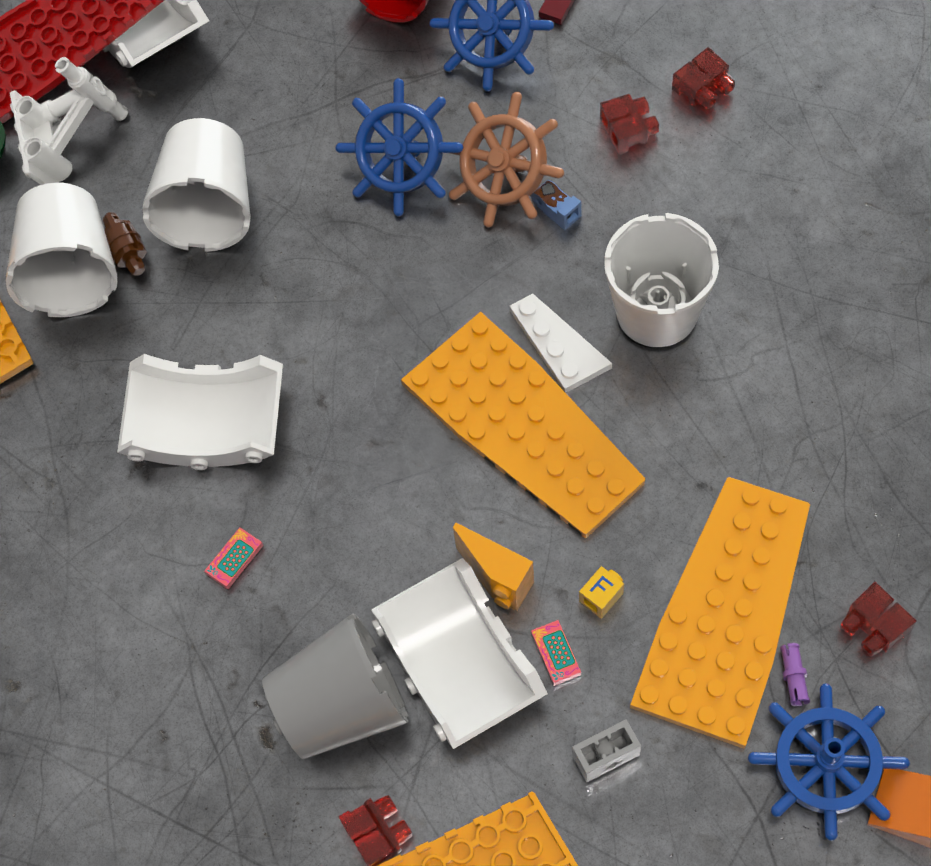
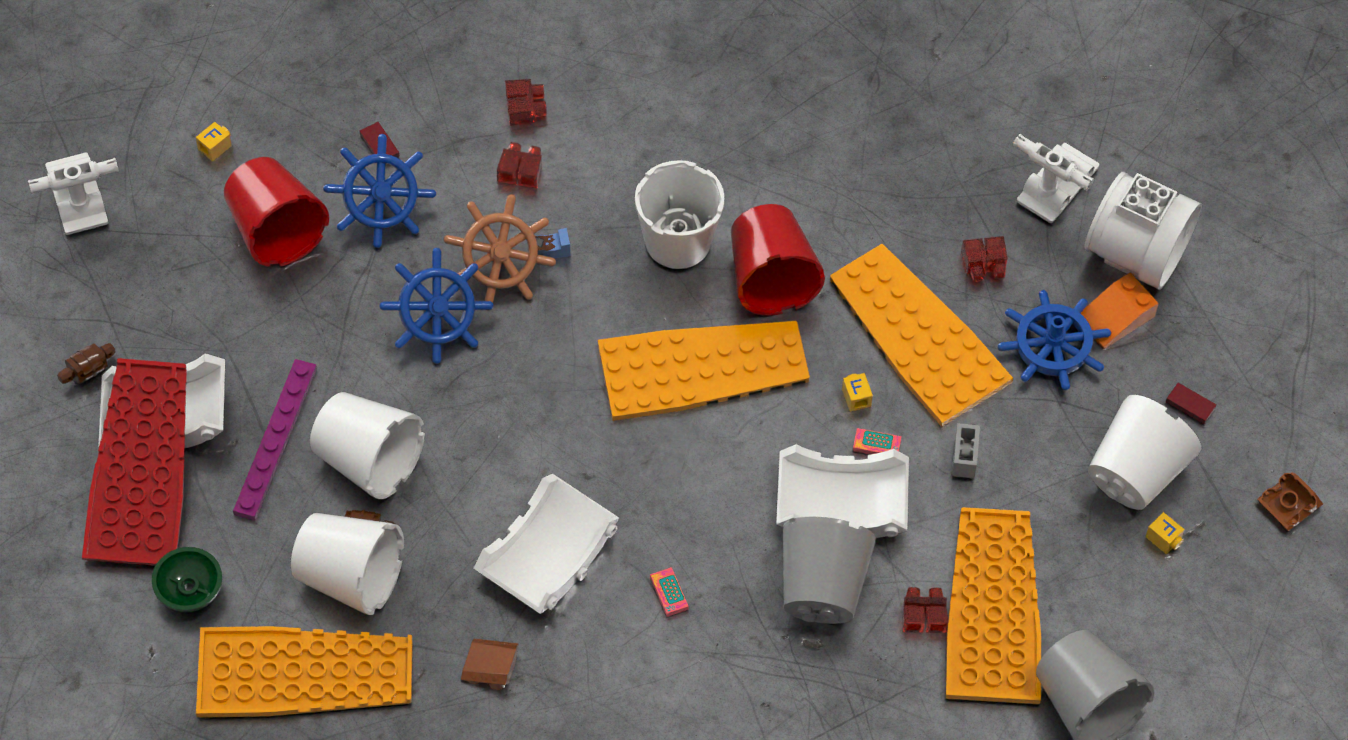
camera: 65 degrees left, 5 degrees down
(40, 126) = (221, 526): white plate -> none
(47, 446) = (490, 663): none -> dark orange slope
(156, 125) = (274, 440): none -> magenta plate
(500, 570) = (807, 430): light orange slope -> none
(559, 346) = (659, 311): white wing -> none
(684, 405) = (773, 261): none -> red cone
(794, 674) = (987, 323): medium lavender pin -> none

